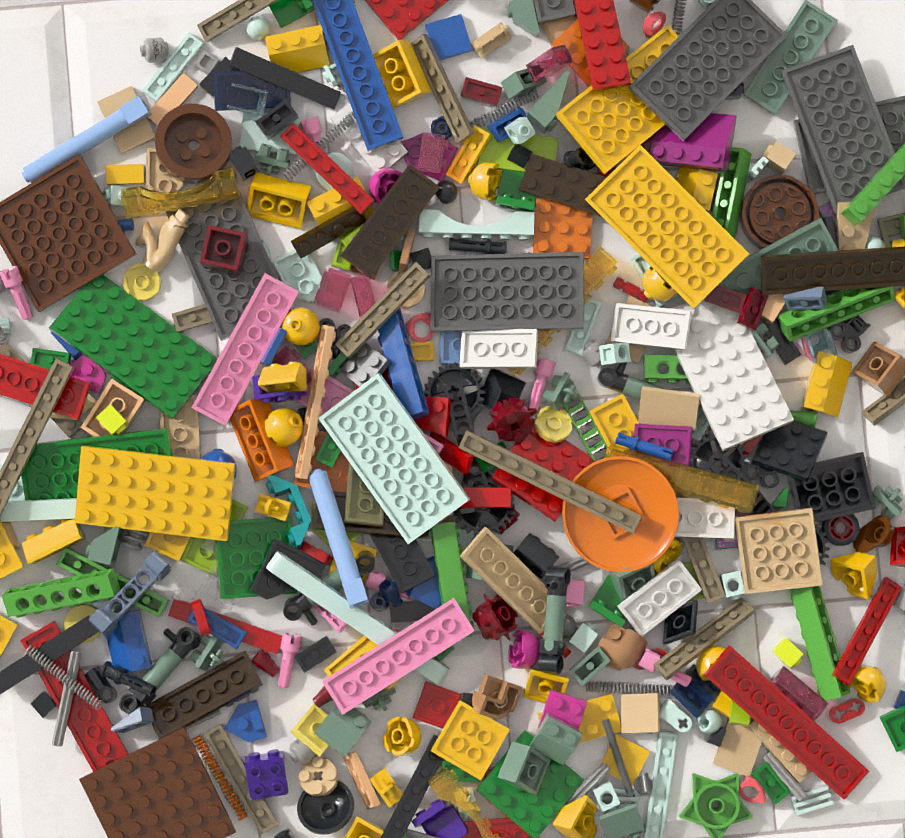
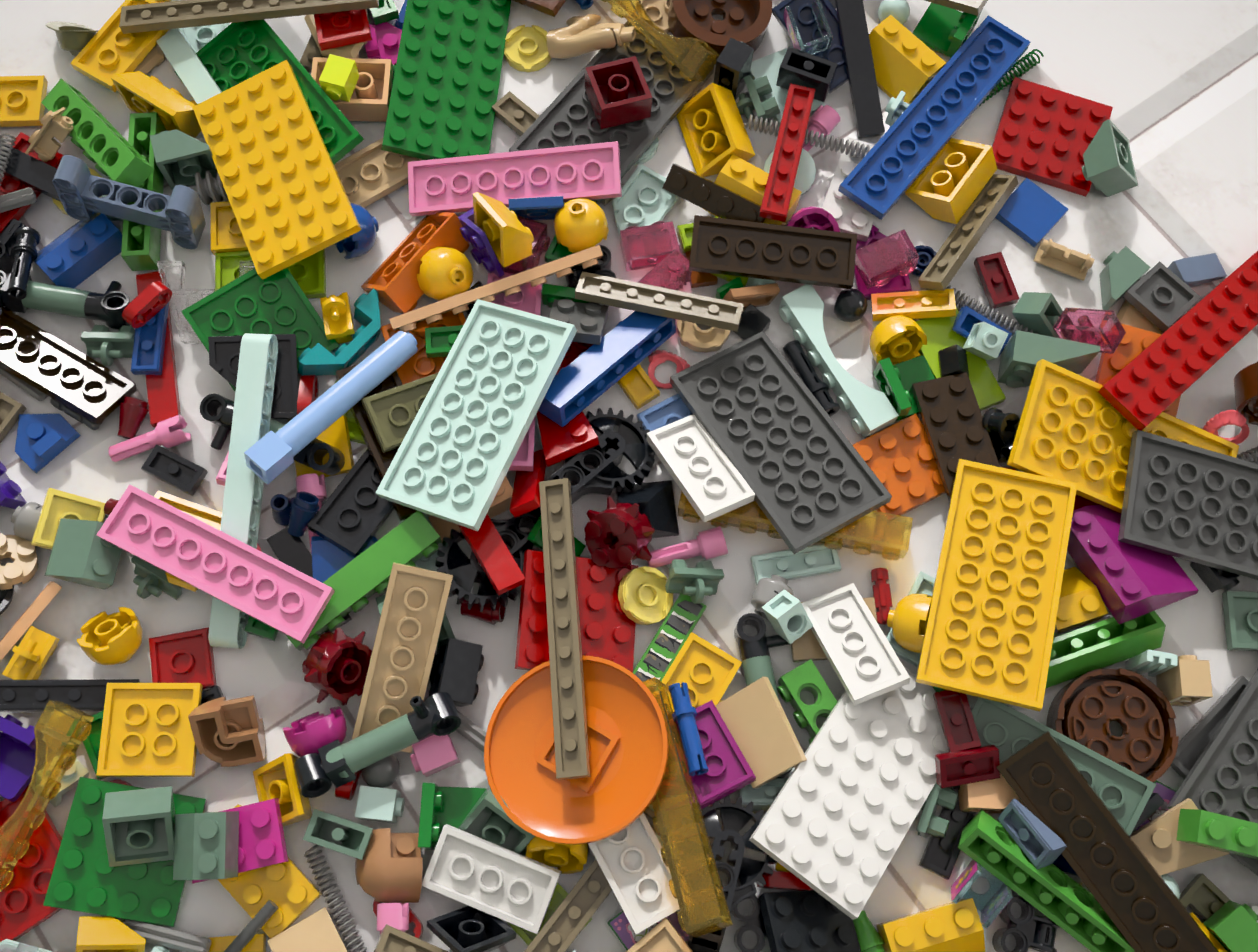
camera: 55 degrees right, 15 degrees down
(44, 627) = (43, 140): none -> tan hinge

